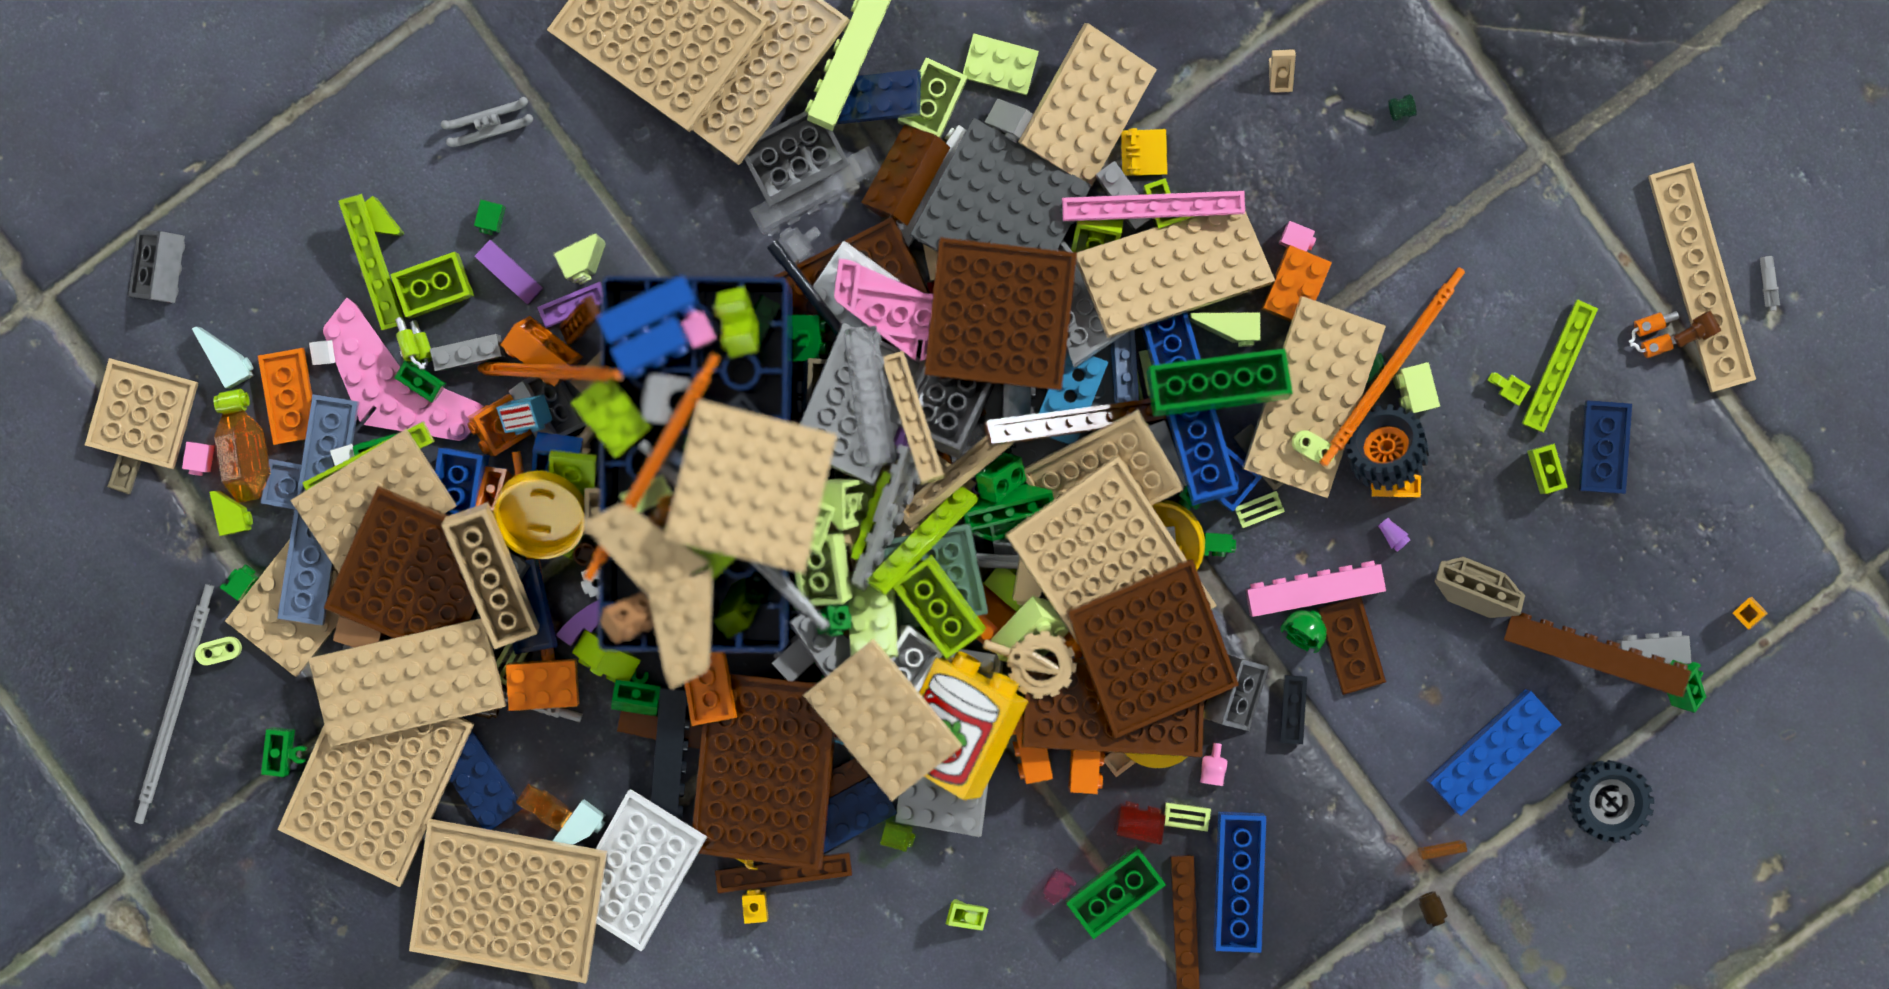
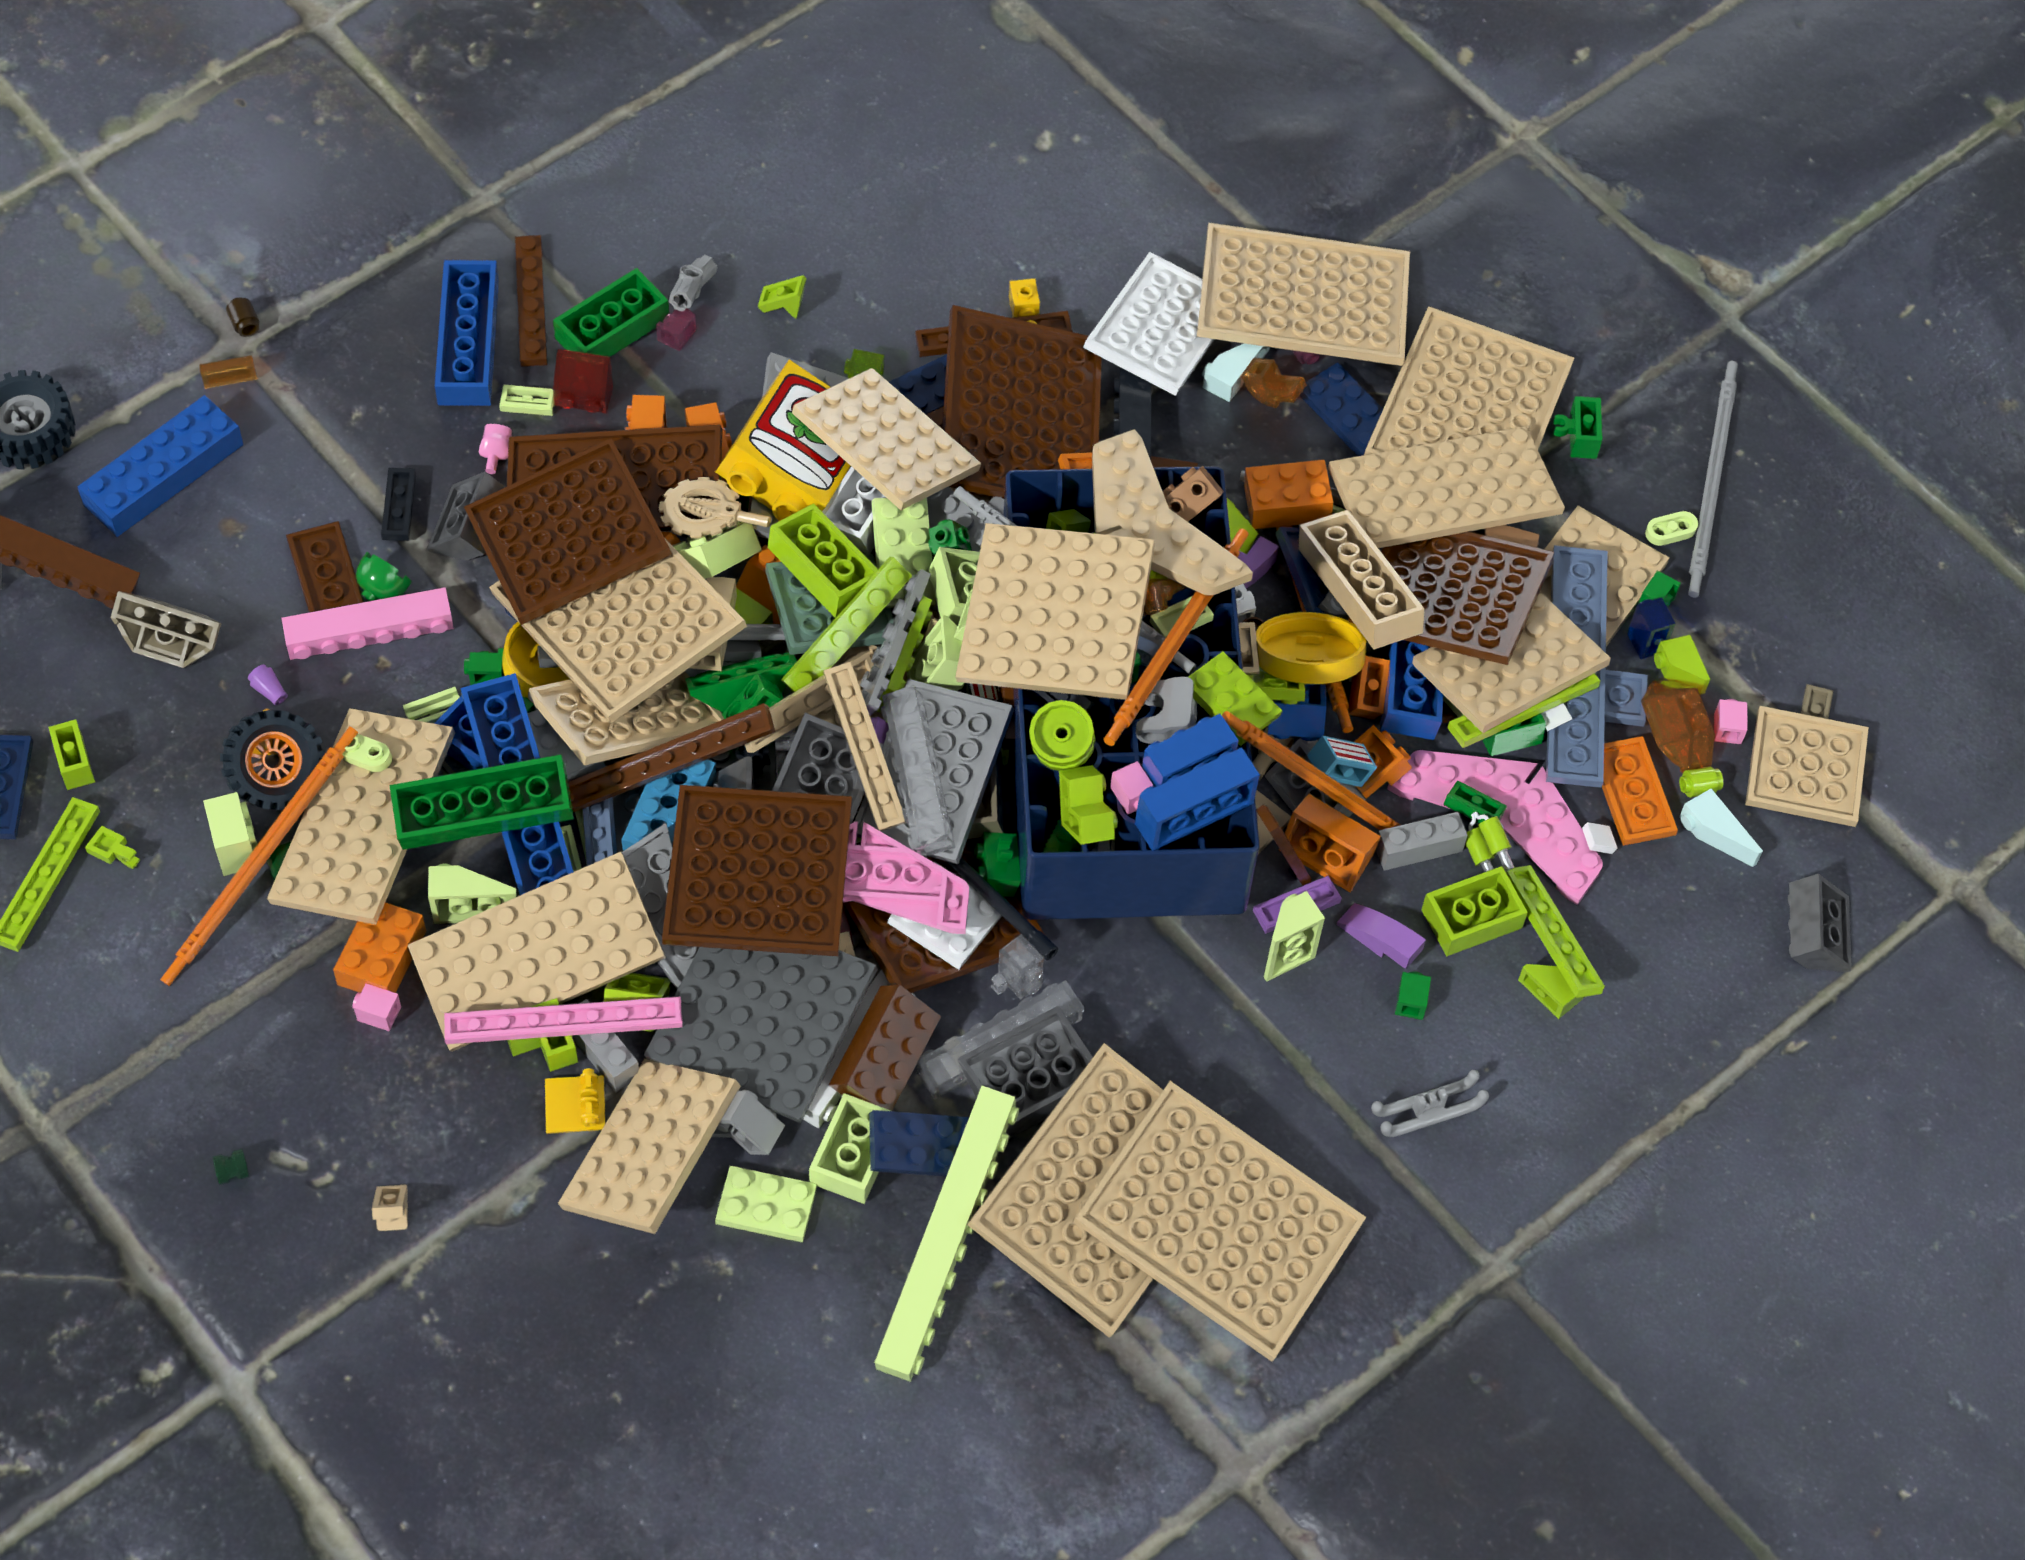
camera: 175 degrees right, 30 degrees down
(251, 544) = (1649, 626): none -> clear blue brick
(757, 361) = (1054, 720): none -> lime wheel
(1042, 938) = (691, 281): none -> light grey piece

